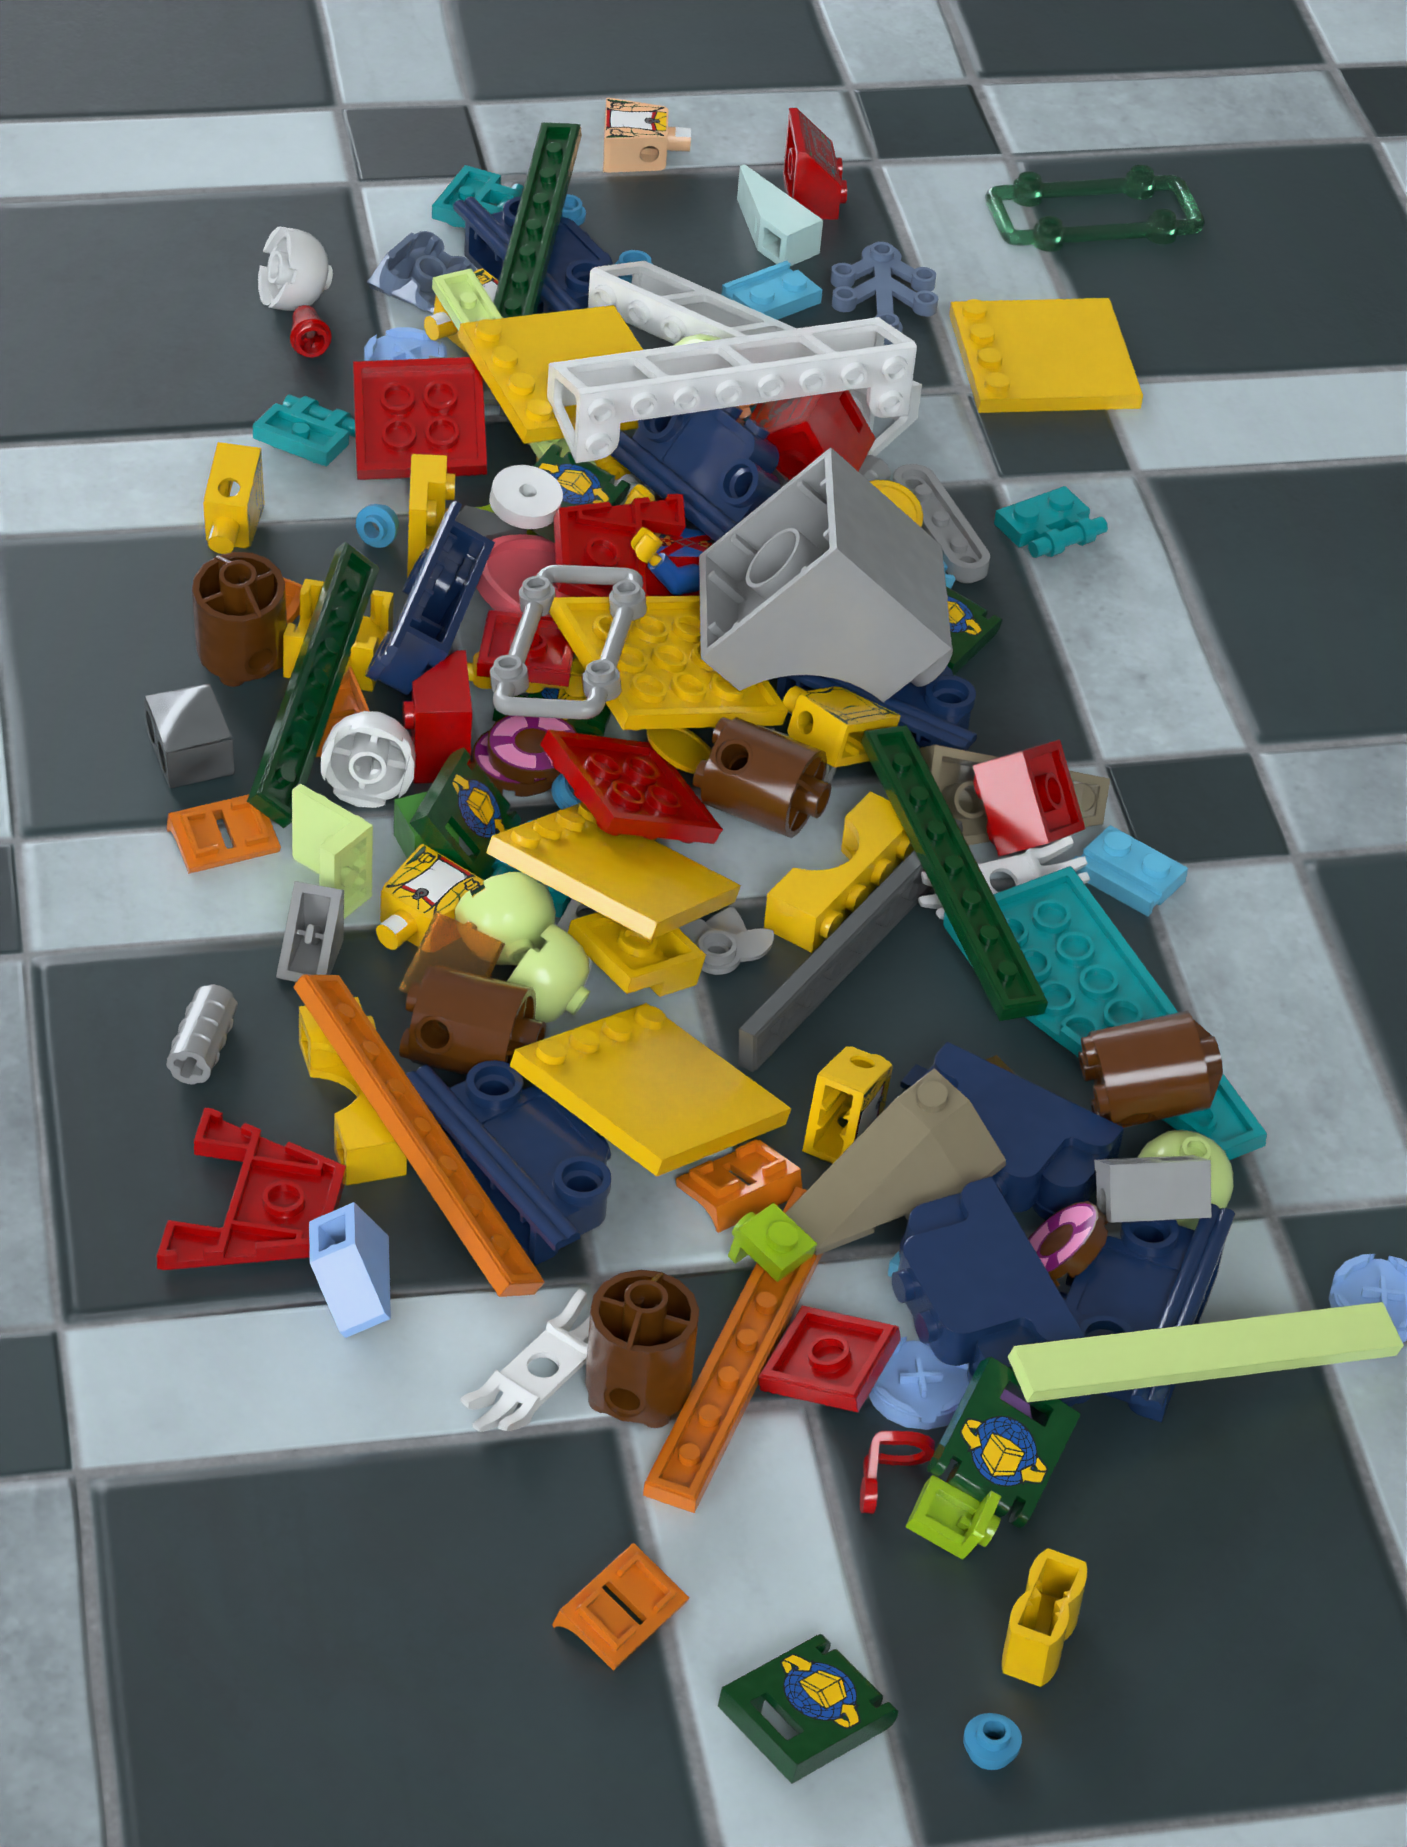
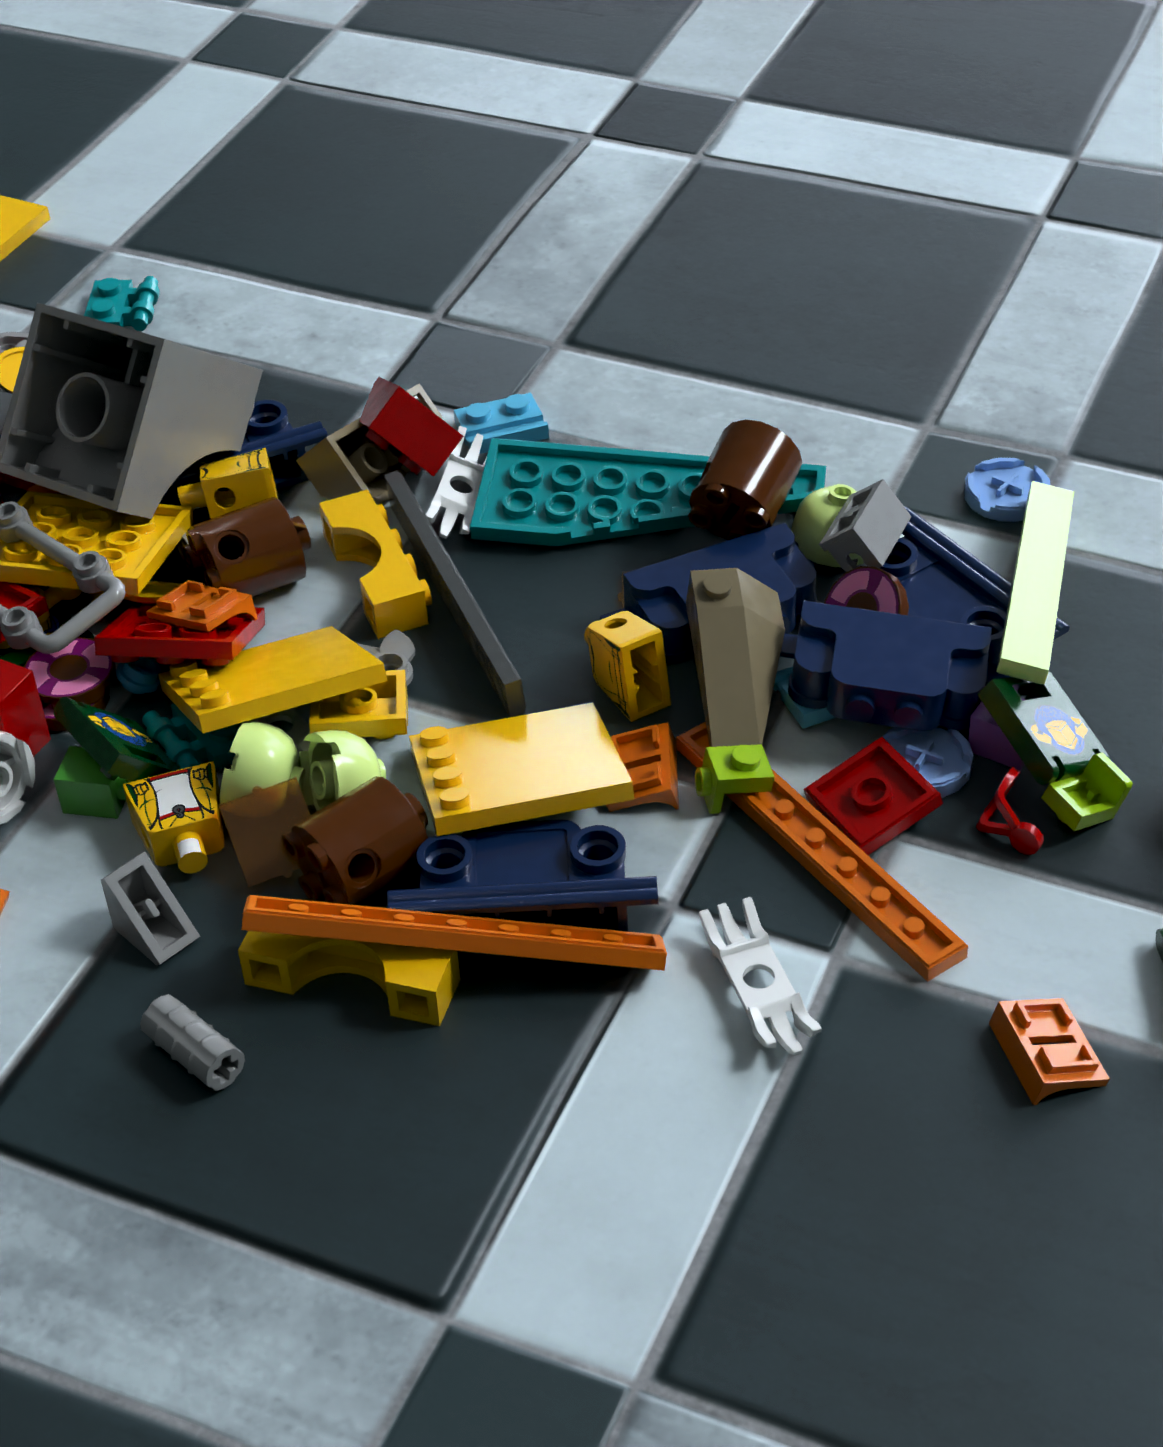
camera: 50 degrees left, 0 degrees up
(270, 1204) = (435, 1075): red wing -> none
(333, 845) = (63, 842): yellowish green bracket -> none
(352, 1268) = (570, 1054): light blue slope -> none
(641, 1347) = (812, 891): reddish brown cylinder -> none
(660, 780) = (202, 606): none -> orange piece
(954, 874) = (446, 495): dark green tile -> none

